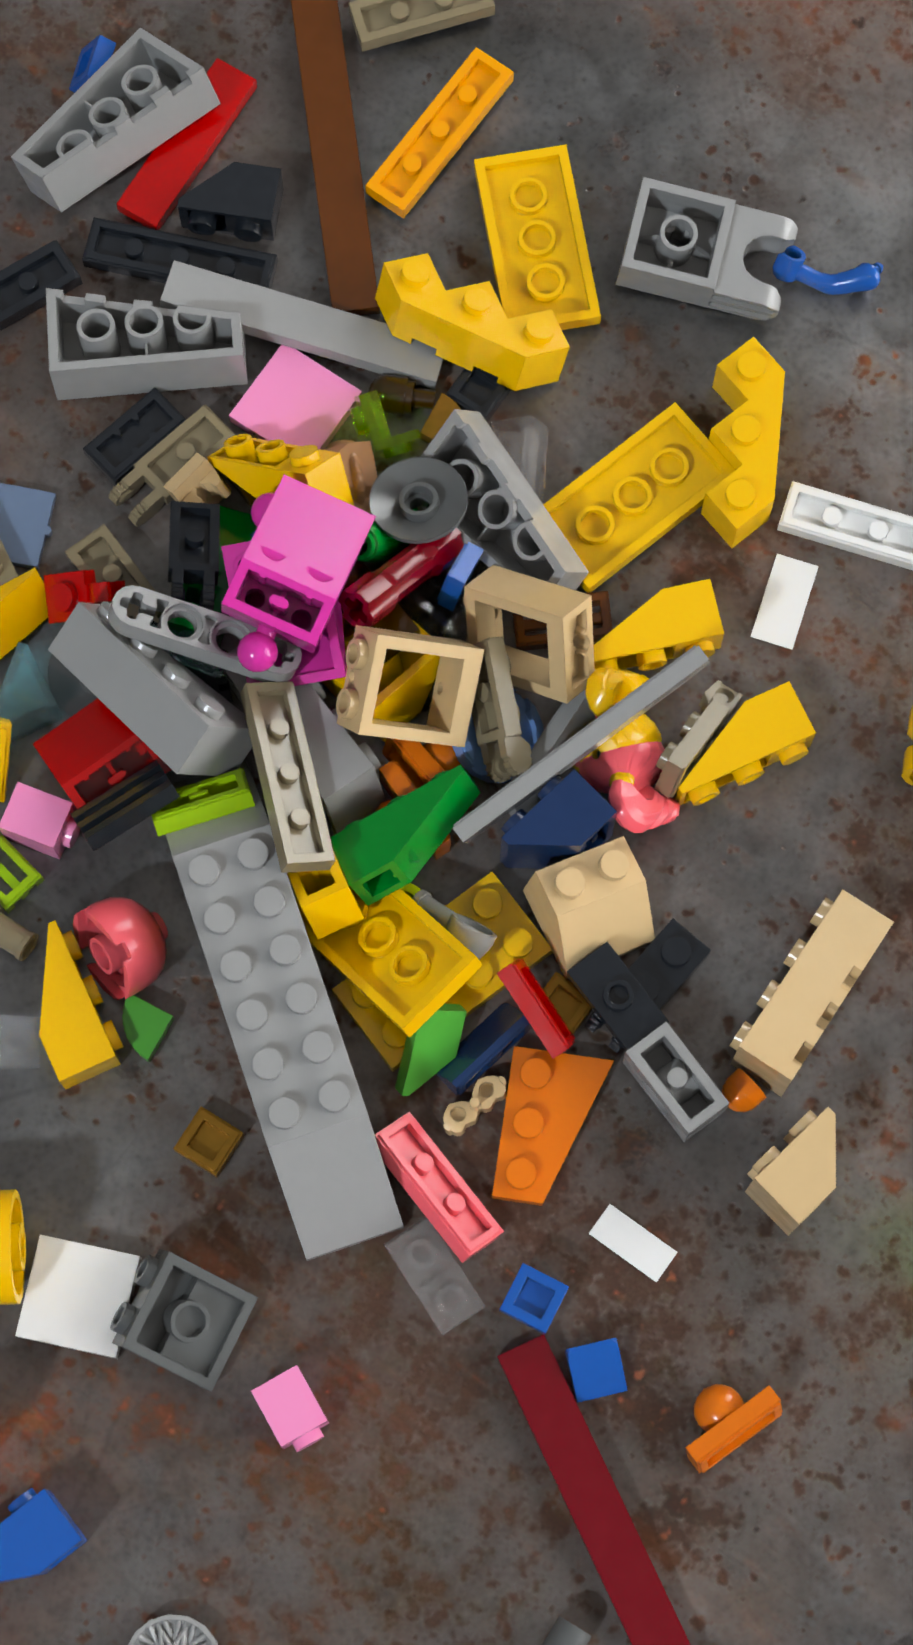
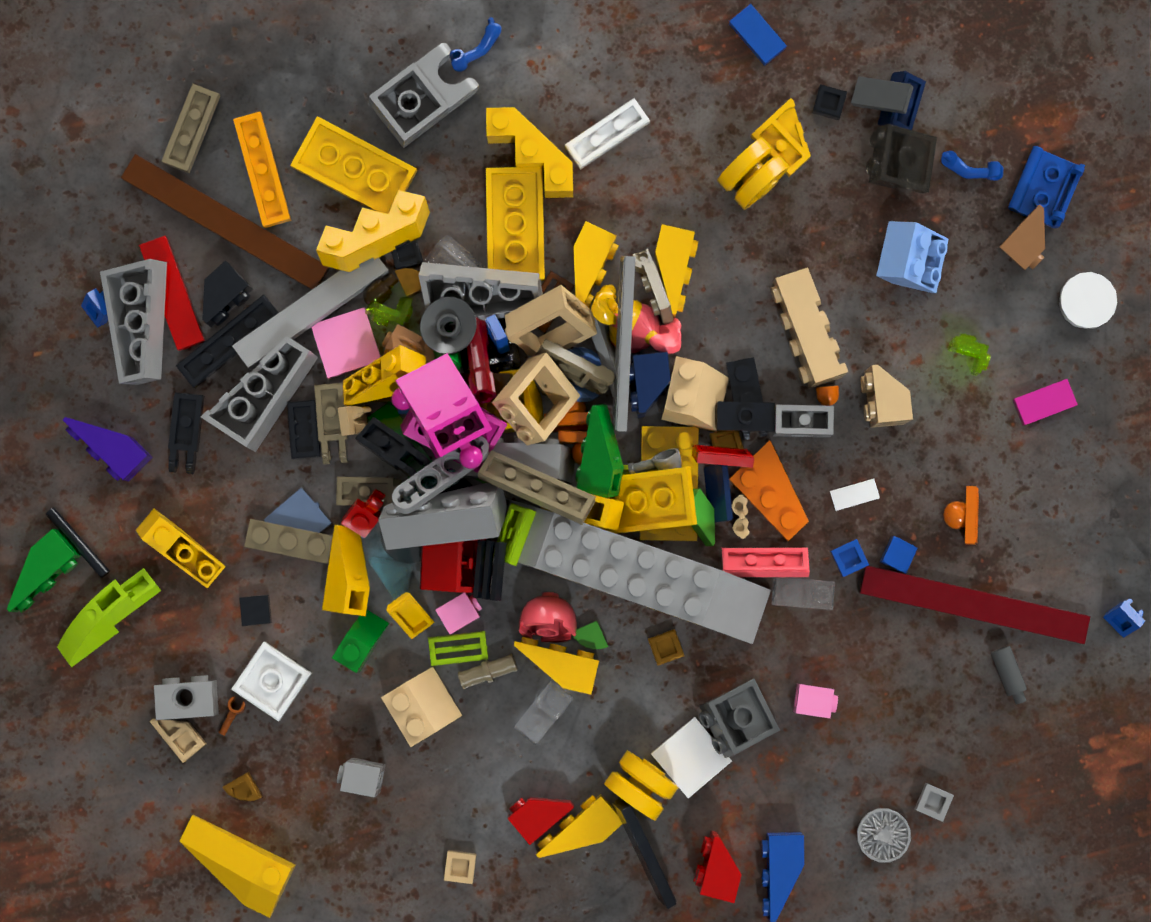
camera: 50 degrees left, 10 degrees up
(784, 601) = (617, 193): white sticker -> none

